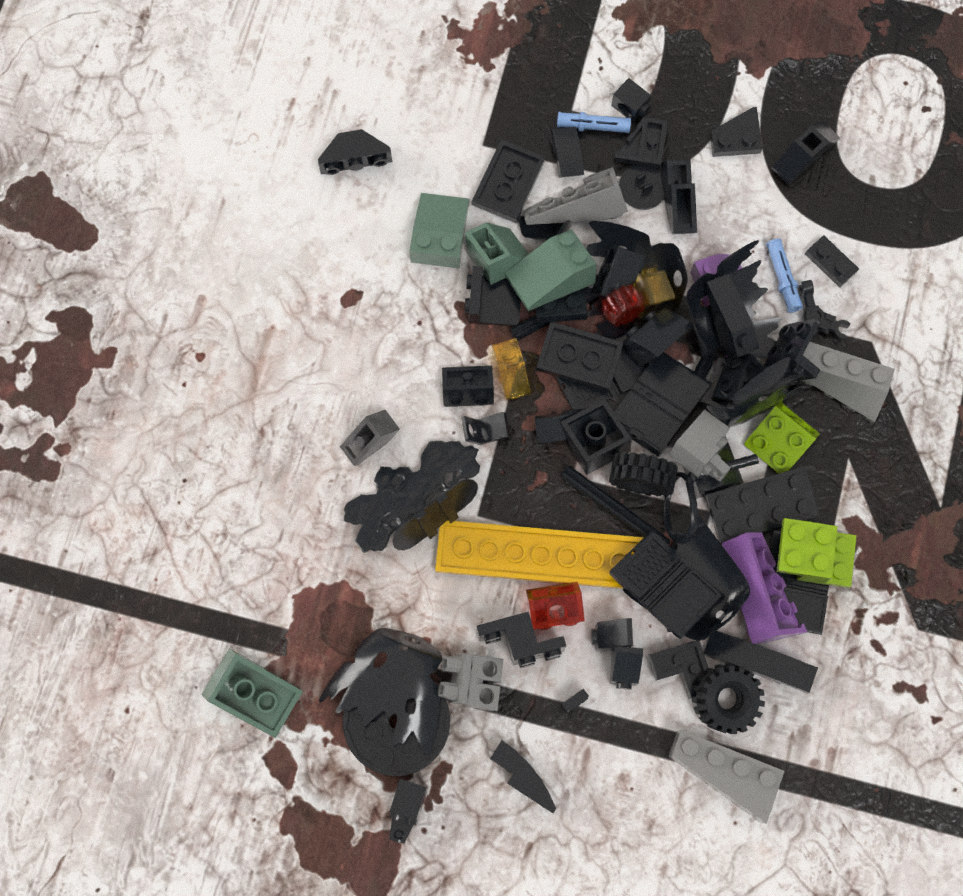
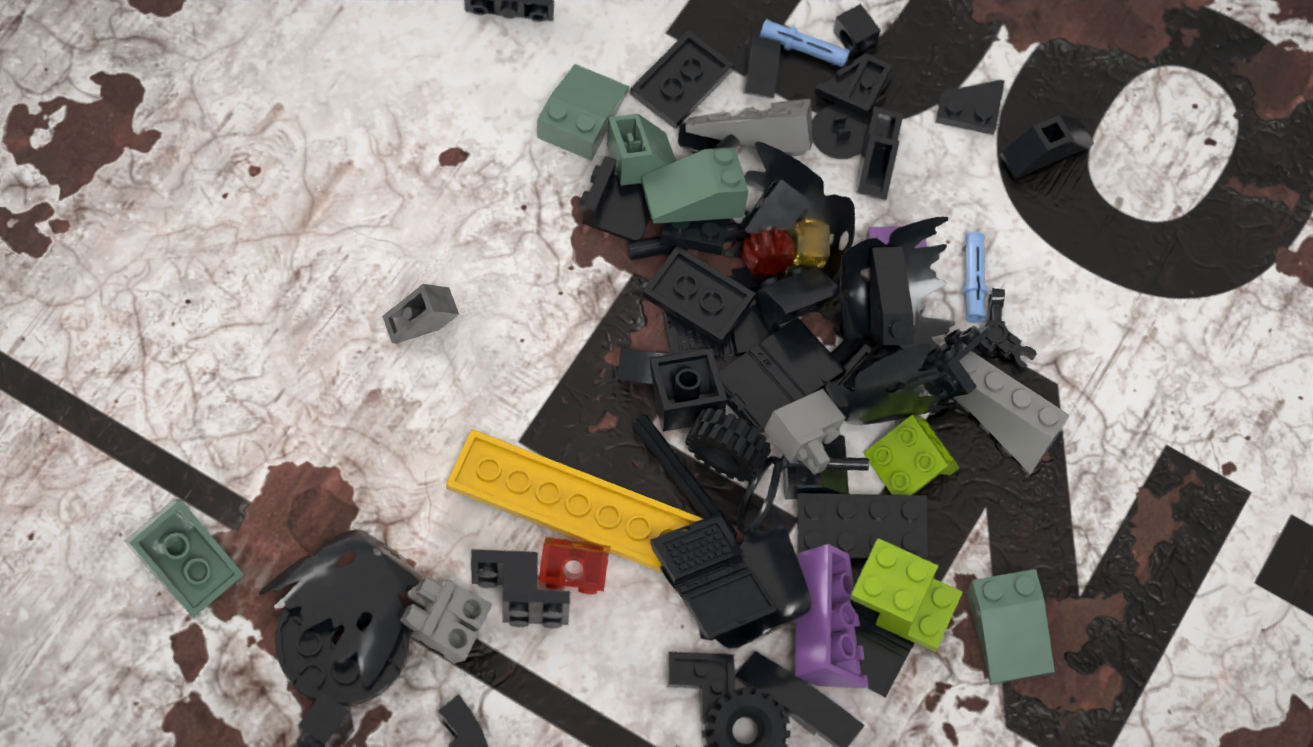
camera: 10 degrees right, 10 degrees down
(406, 493) = (450, 397): black plant -> none
(467, 386) = (555, 292): black bracket -> none
(486, 429) = (560, 346): black bracket -> none
(511, 369) = (613, 286): clear yellow slope -> none
(574, 701) = (561, 680): black tile -> none
(612, 634) = (631, 618): black slope -> none
(626, 667) = (635, 656): black slope -> none
(831, 261) = (1038, 278): black plate -> none
(900, 550) = (1011, 626): none -> sand green slope

